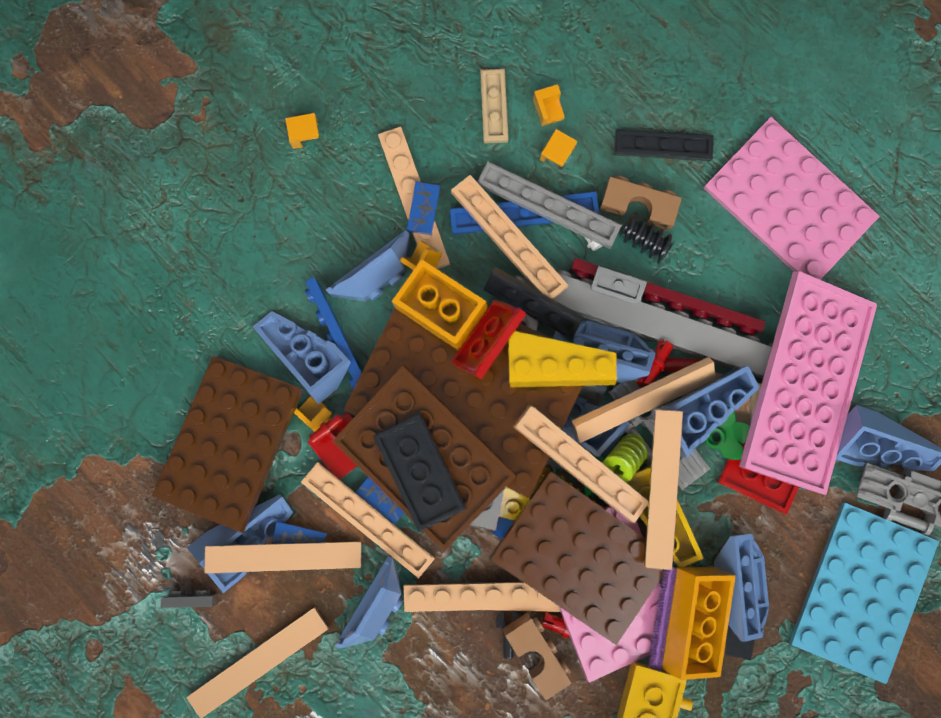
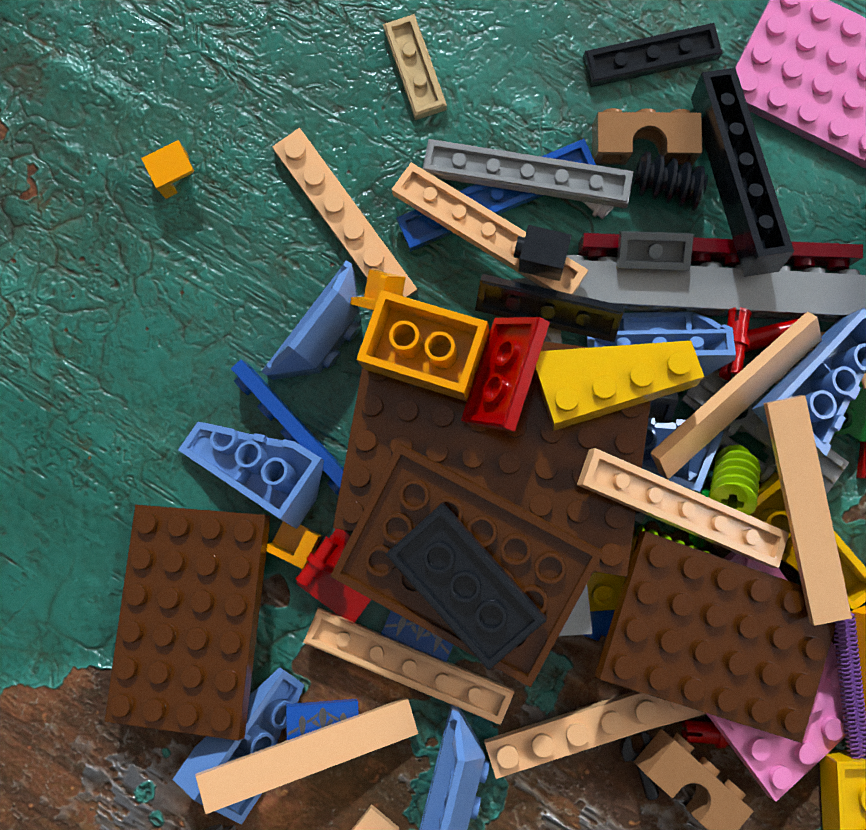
camera: 10 degrees left, 0 degrees up
(423, 208) = (361, 225): blue tile -> none
(539, 264) = (542, 252): none -> black brick
(548, 105) = (485, 45): light orange panel -> none
(558, 148) = (517, 95): light orange panel -> none
(694, 247) = (741, 173): none -> black brick

